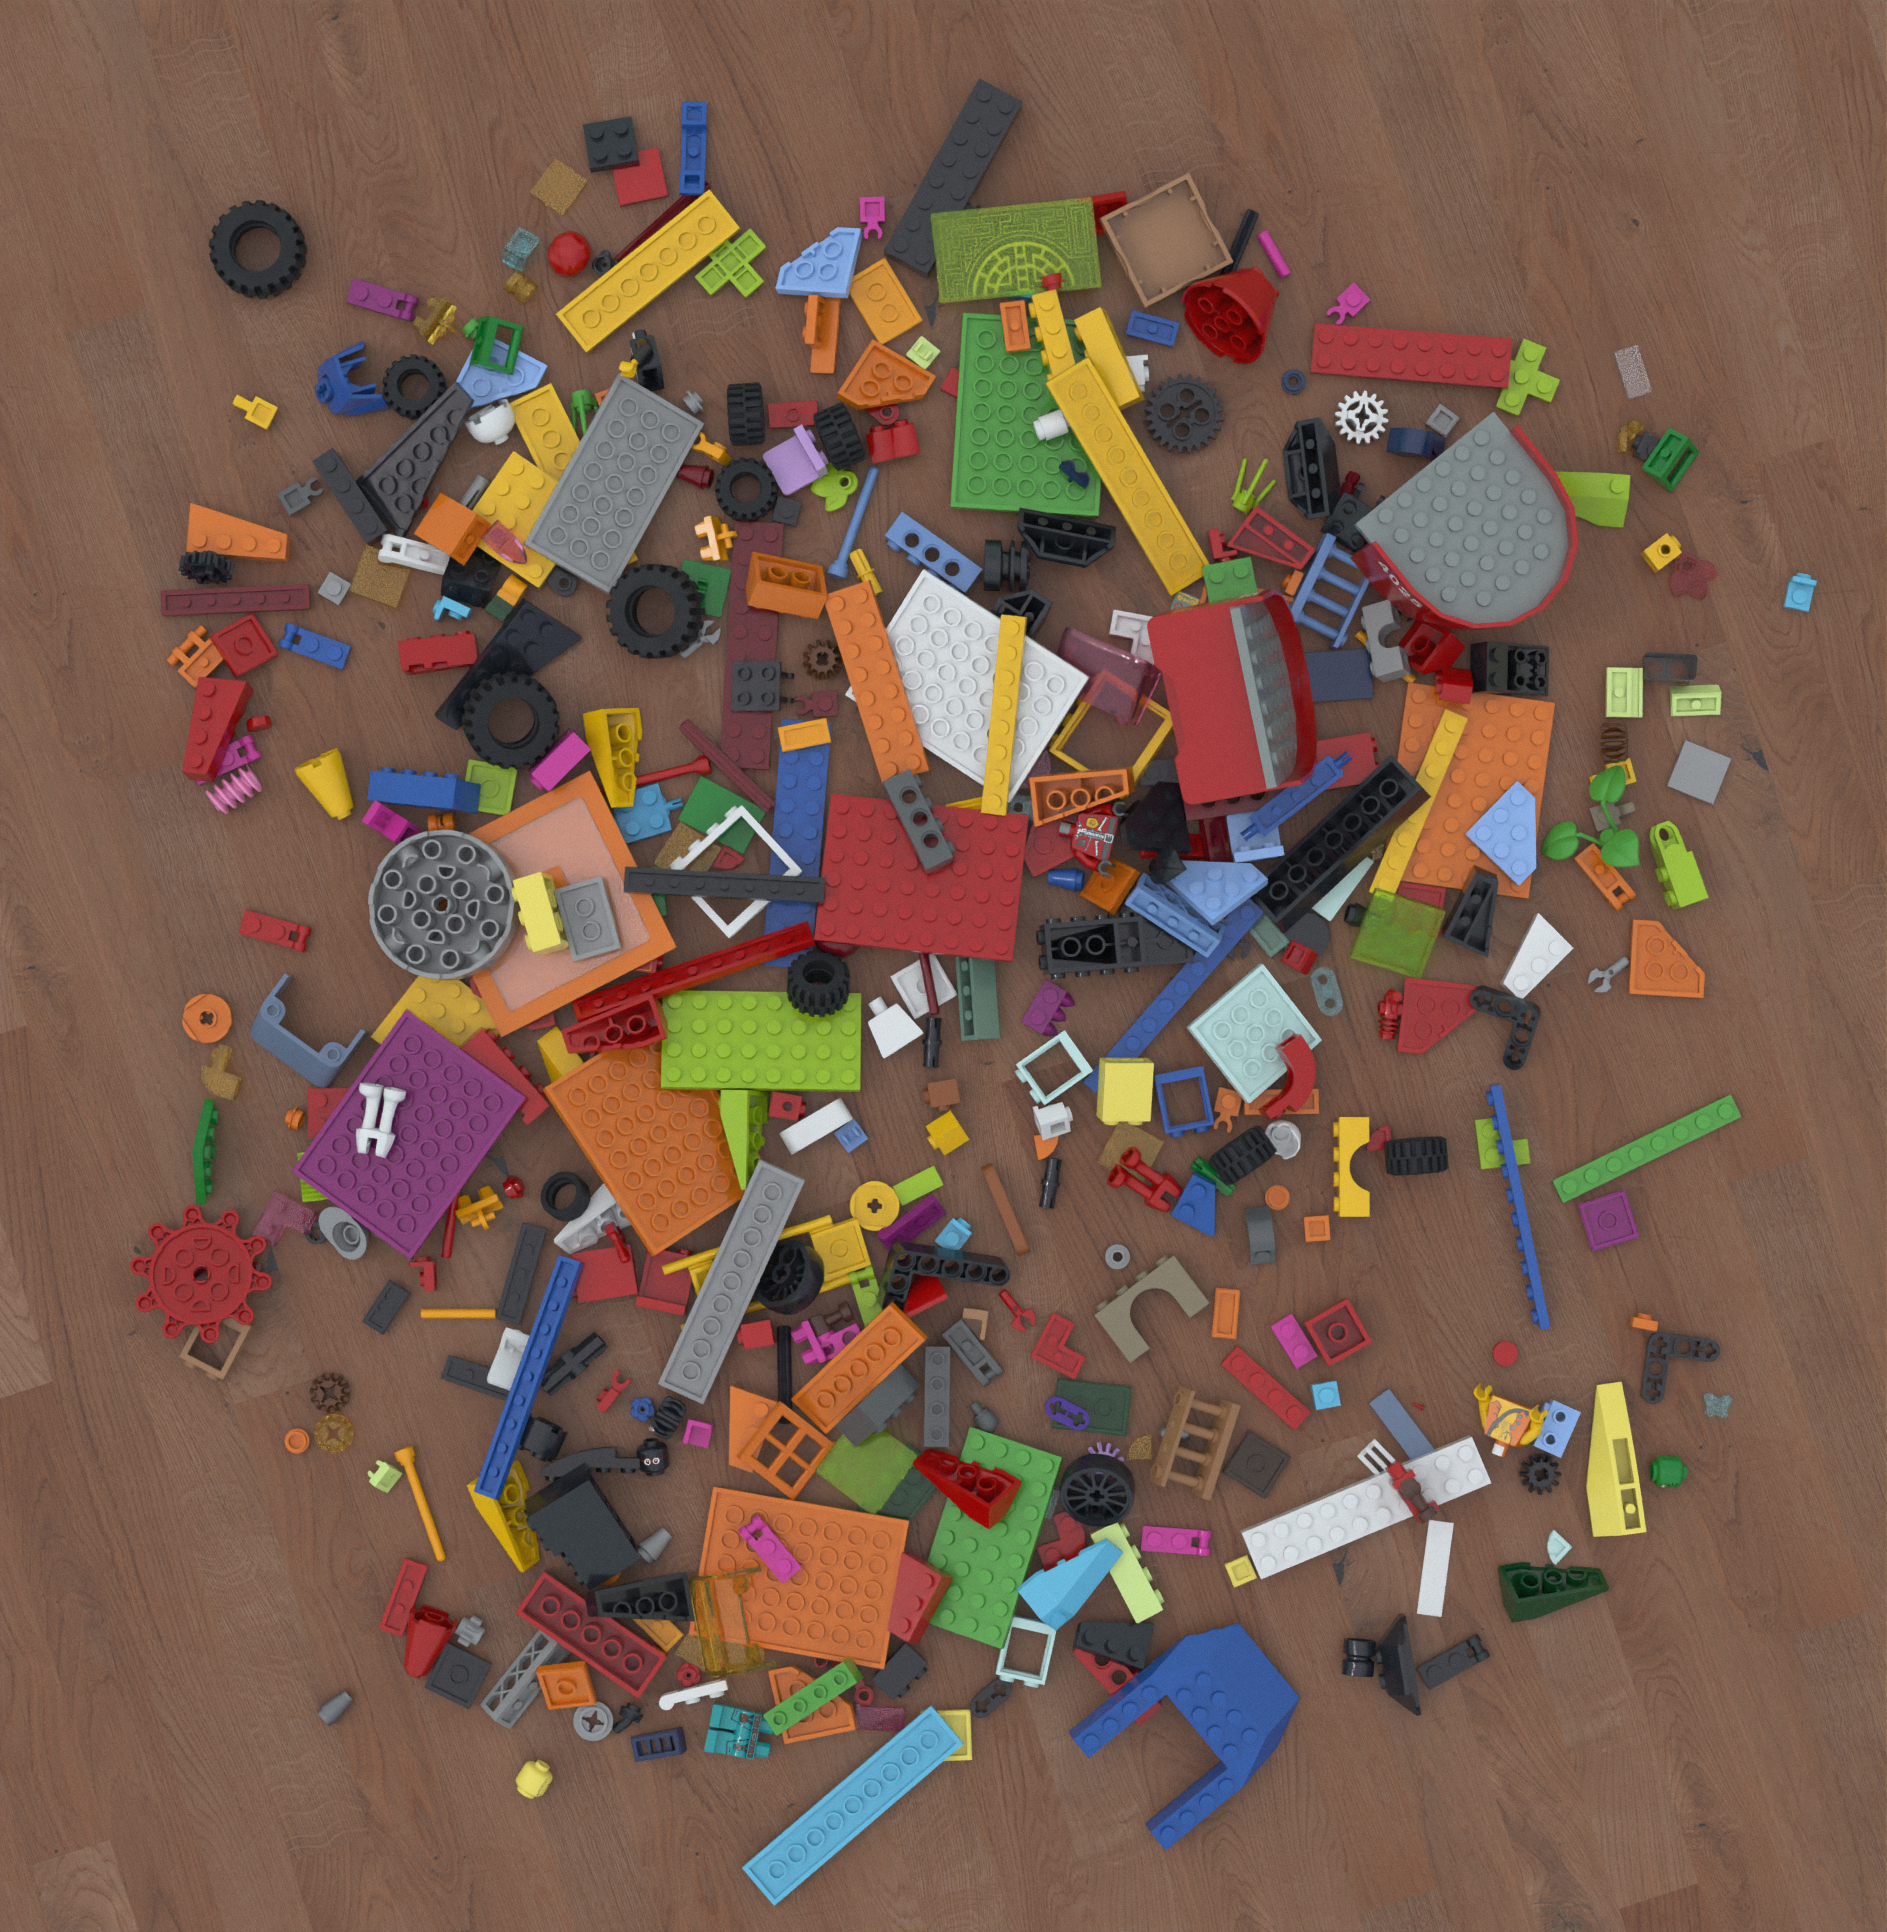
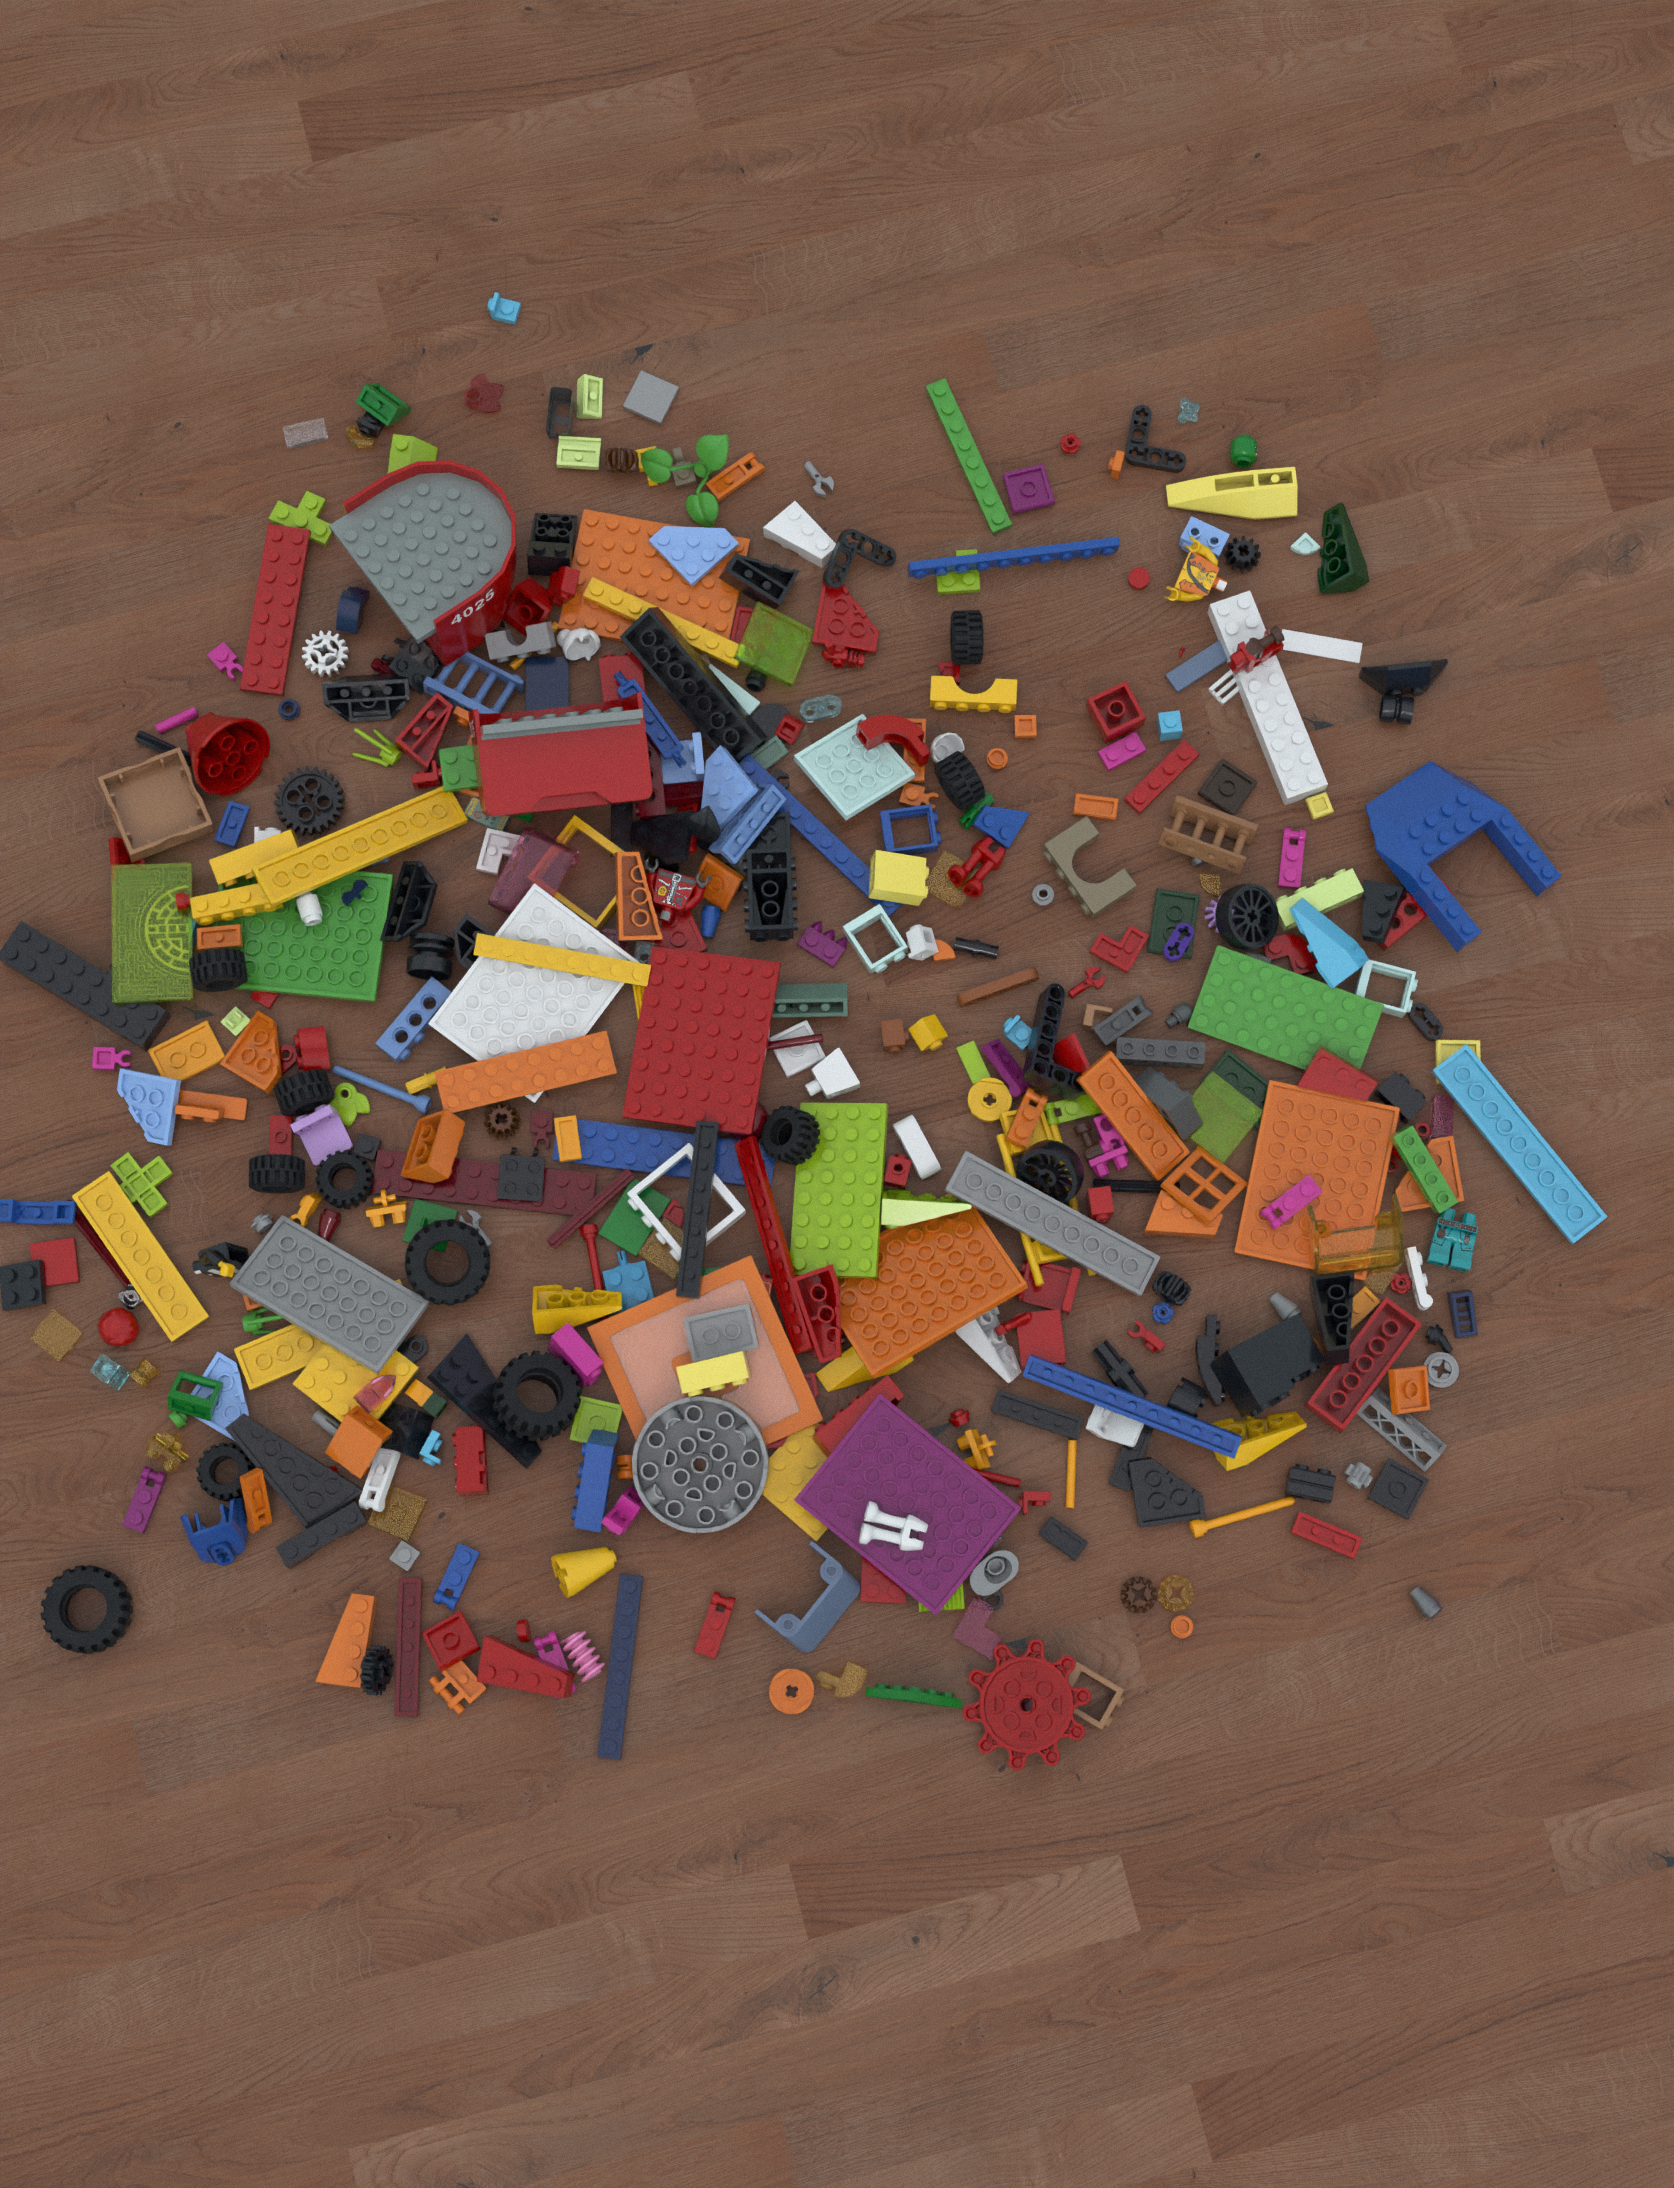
camera: 85 degrees left, 10 degrees down
(226, 831) = (620, 1667): none -> dark blue plate
(258, 411) = (237, 1617): yellow plate -> none
(295, 1118) = (887, 1614): orange plate -> none
(297, 498) = (318, 1586): dark grey plate -> none
(383, 422) = (255, 1500): none -> orange plate
(385, 1476) = (1216, 1546): yellowish green tile -> none
(426, 1638) = (1364, 1514): red cone -> none
(437, 1414) = (1161, 1495): none -> black plate
(458, 1577) = (1310, 1484): none -> black brick
(492, 423) = (265, 1402): white cylinder -> none
(534, 1779) = (1492, 1424): light yellow head -> none
(551, 1189) = (955, 1377): black tyre -> none
(653, 1457) = (1205, 1303): black head -> none
(698, 1432) = (1185, 1264): dark pink panel -> none
(851, 1135) = (927, 1118): medium blue tile -> none
(851, 1247) = (1026, 1119): none -> orange plate
(896, 789) = (664, 1039): dark grey brick -> none
(932, 1042) = (847, 1043): black pin -> none
(972, 329) = (218, 970): none -> black tyre
(977, 1491) = (1245, 1019): red wedge -> none
(1260, 1235) = (1028, 771): dark grey brick -> none
(1388, 707) = (578, 643): none -> white piece
(1442, 421) = (333, 589): light grey tile -> none
(1452, 1661) = (1401, 634): black plate -> none
(1661, 552) = (461, 416): yellow brick -> none
(1661, 964) = (812, 435): orange plate -> none
(1661, 1267) = (1070, 449): none -> red plate
(1676, 868) = (732, 414): lime brick -> none

